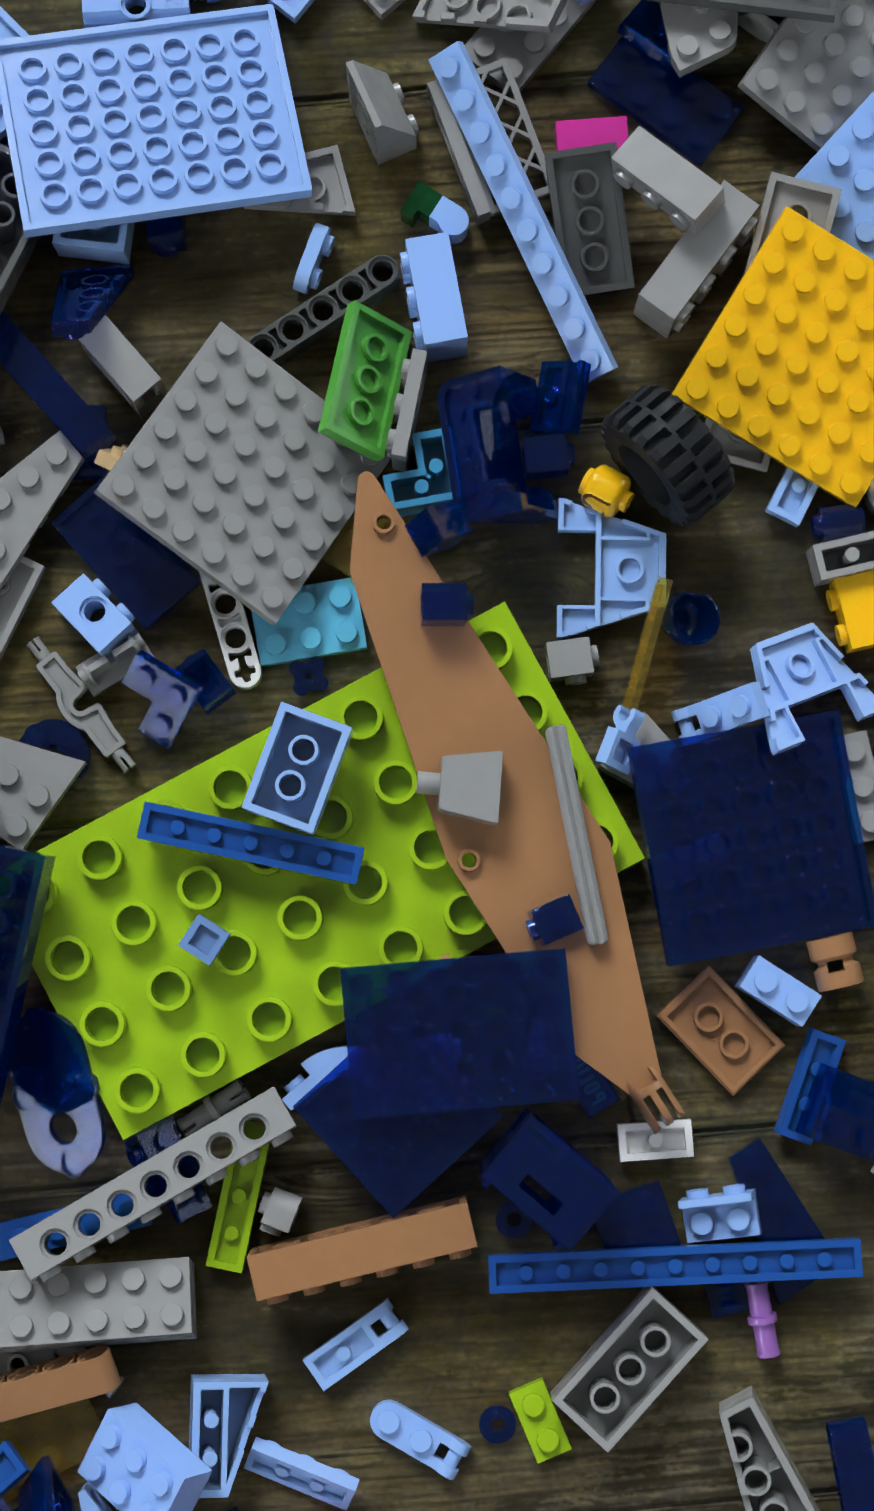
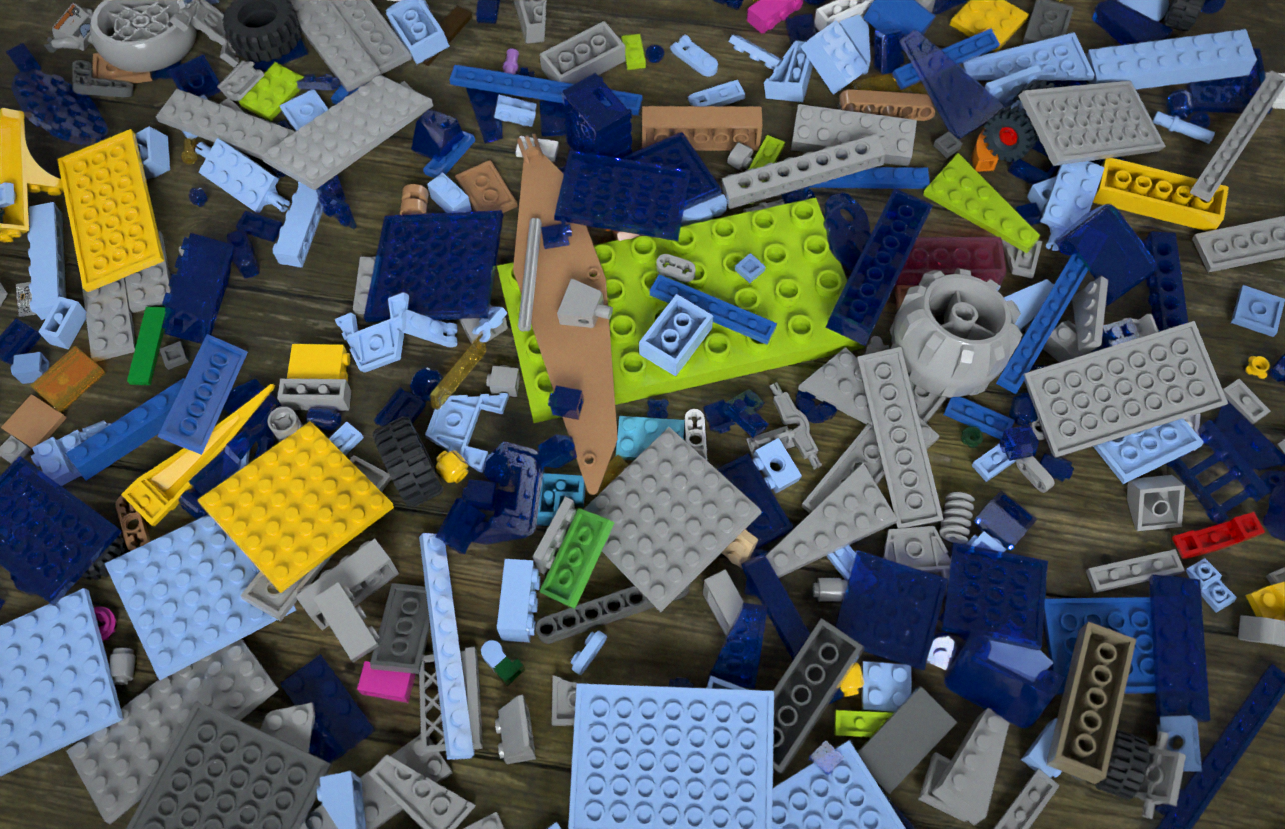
camera: 165 degrees left, 20 degrees down
(332, 921) = (675, 268): none -> light grey beam
(721, 564) = (400, 405): none -> clear blue plate

